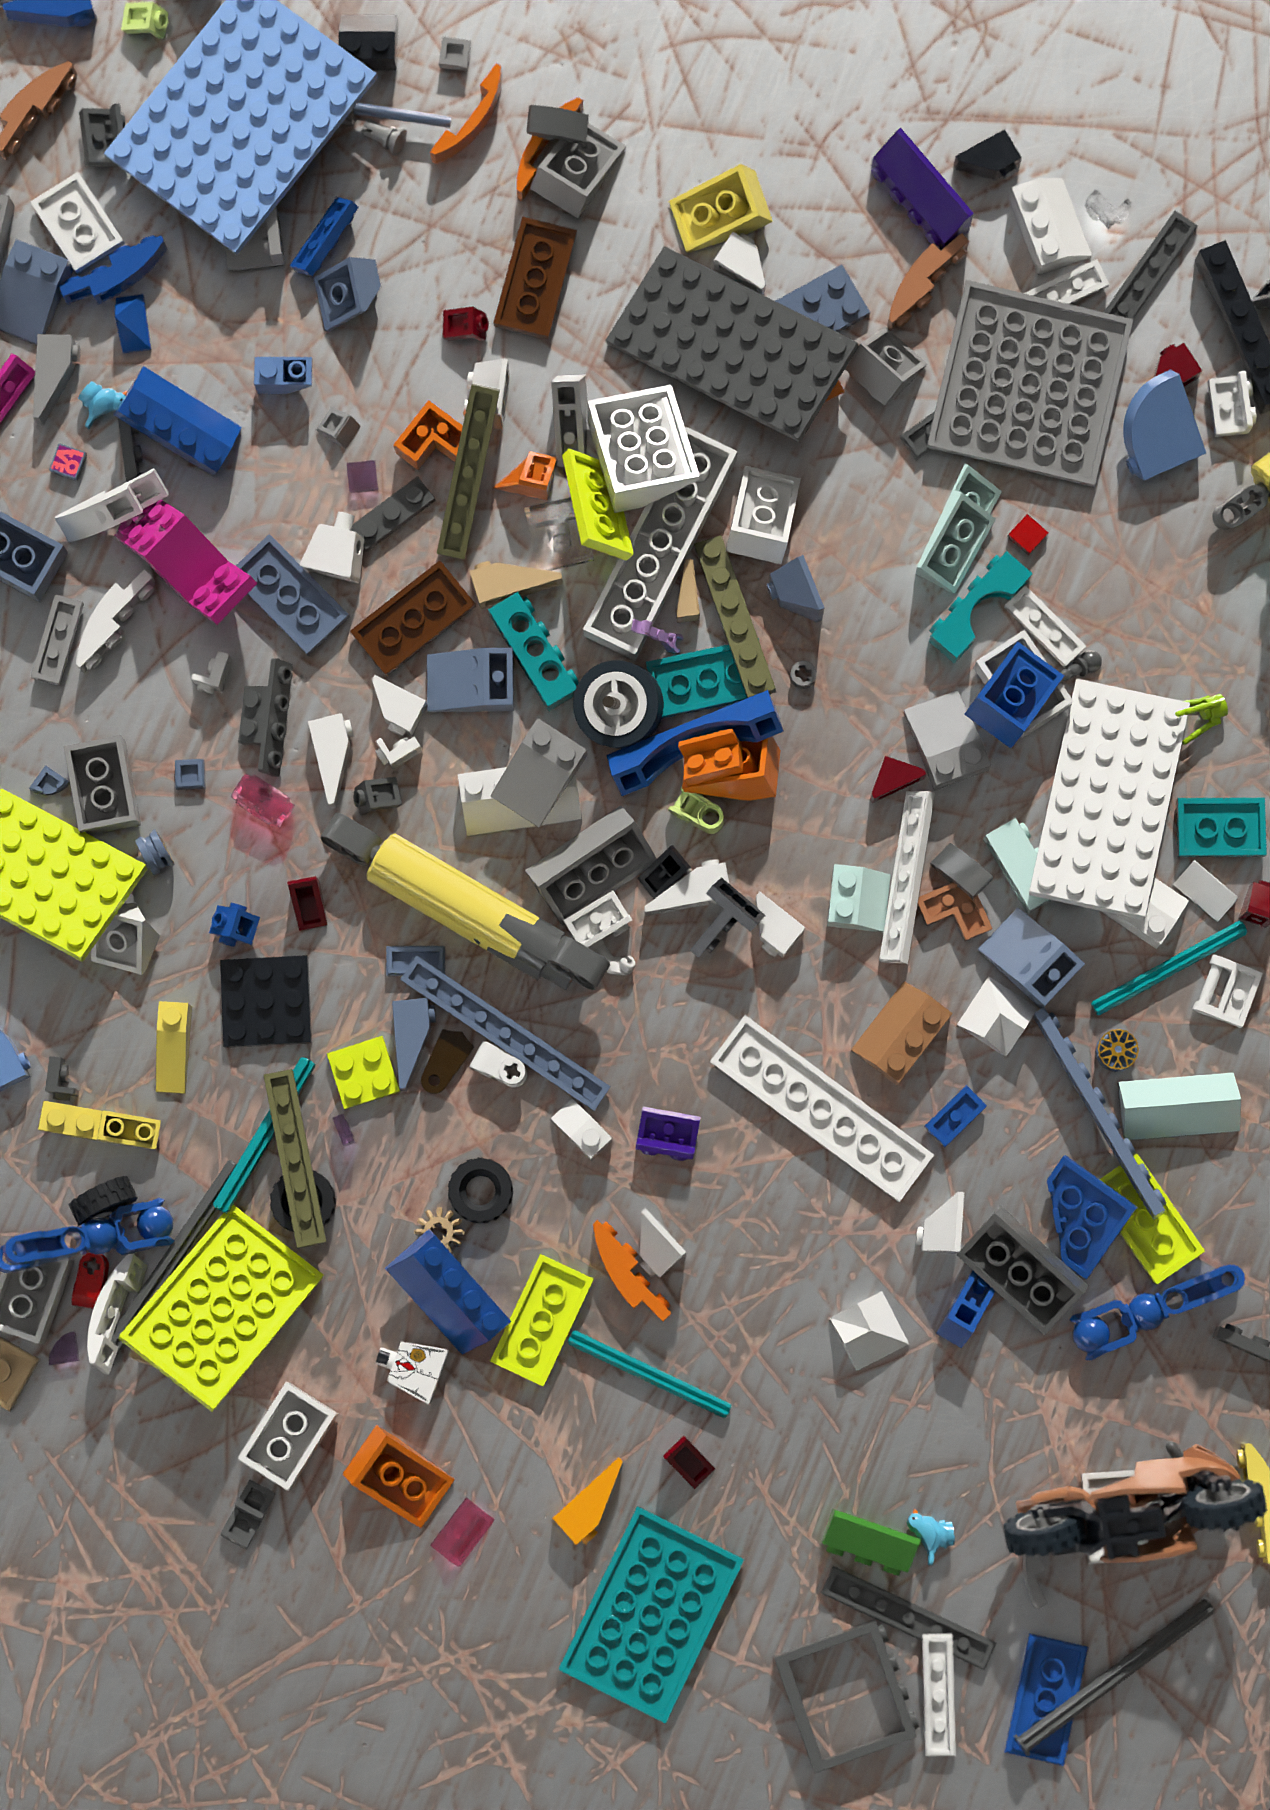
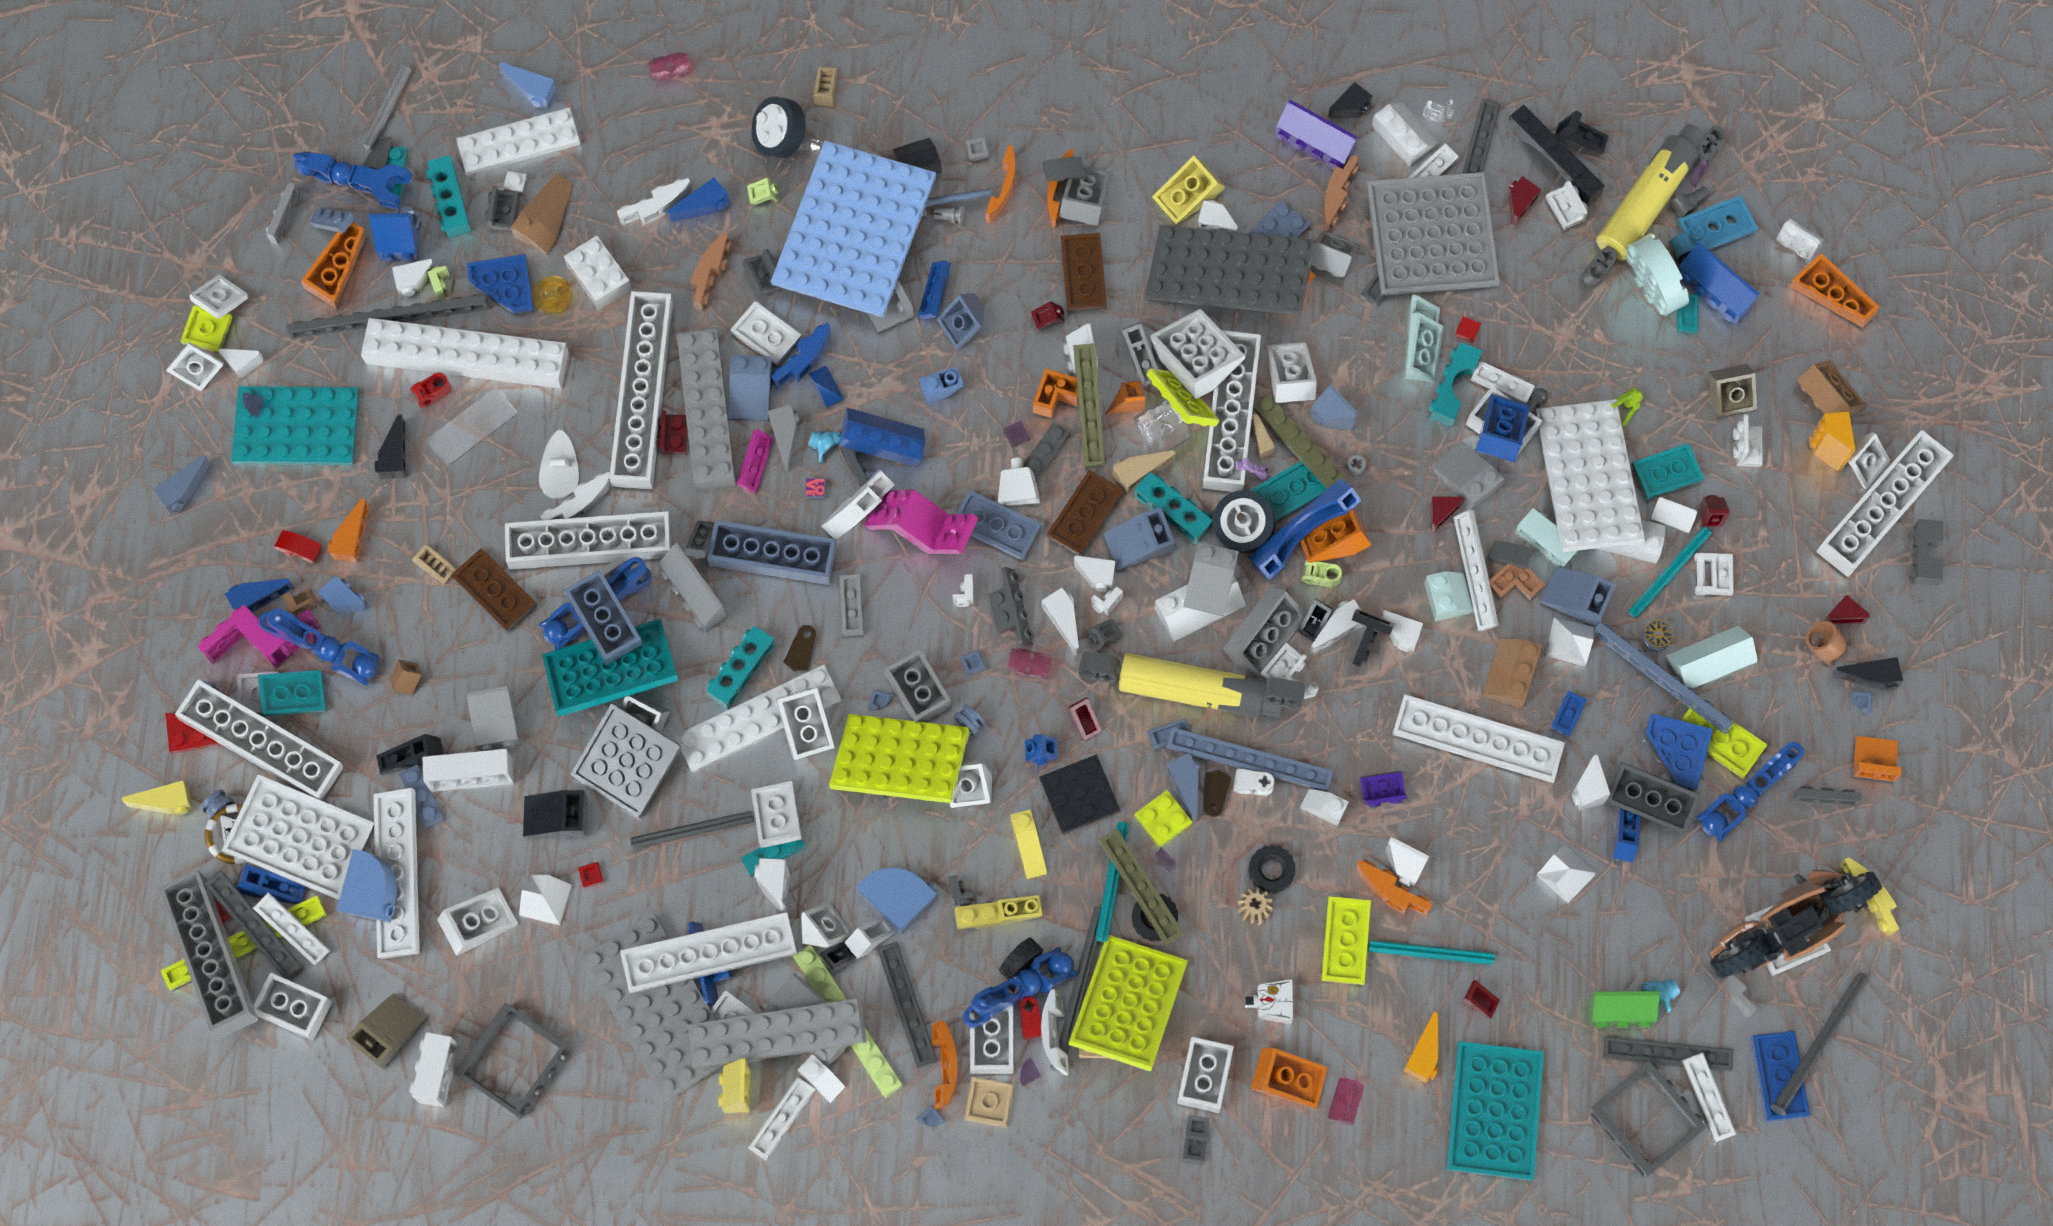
camera: 20 degrees left, 10 degrees down
(102, 627) = (880, 586): white slope -> none
(338, 427) = (988, 408): light grey slope -> none
(447, 1293) = (1278, 941): blue slope -> none
(711, 756) = (1319, 533): orange bracket -> none
(1160, 427) = (1528, 232): medium blue brick -> none

